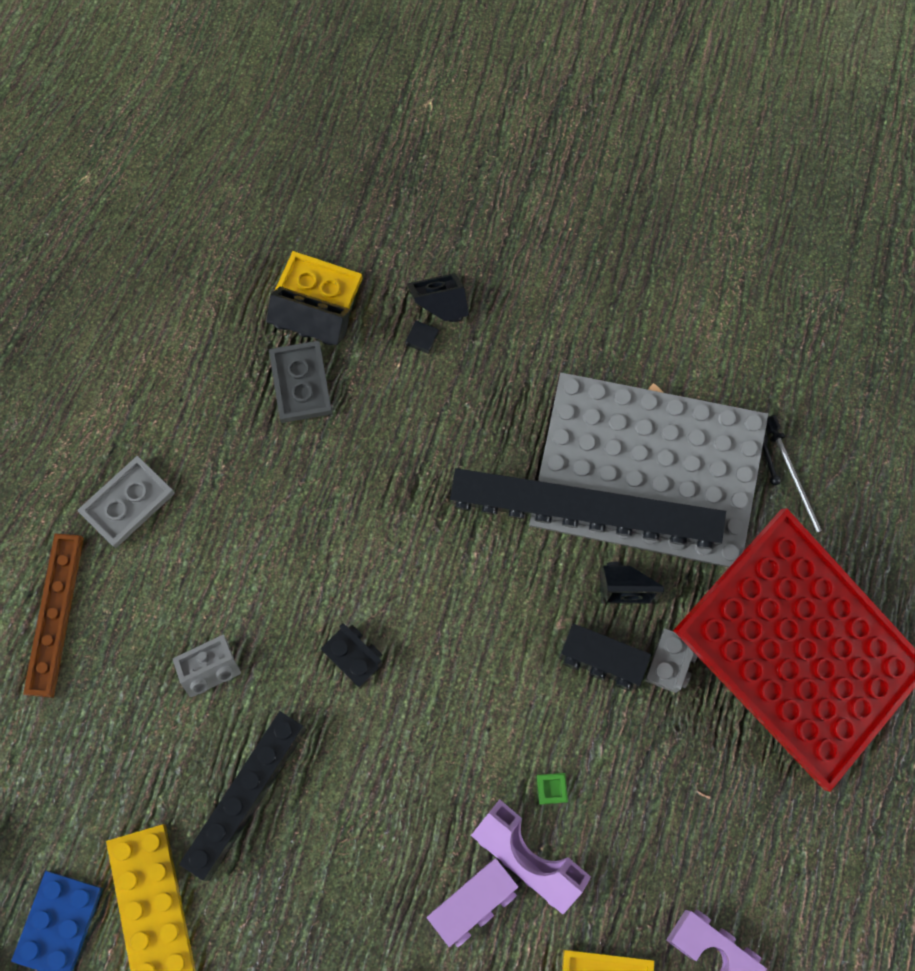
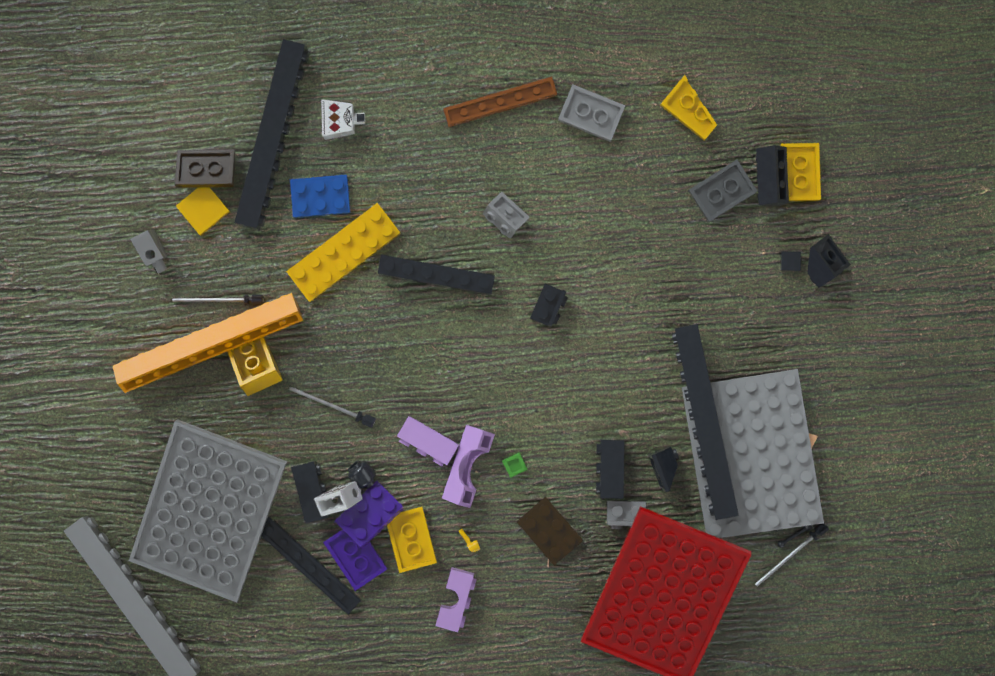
camera: 70 degrees right, 15 degrees up
(177, 384) = (688, 109): none -> yellow wing
(647, 896) = (472, 546): none -> yellow hand
(660, 775) = (549, 530): none -> dark brown plate

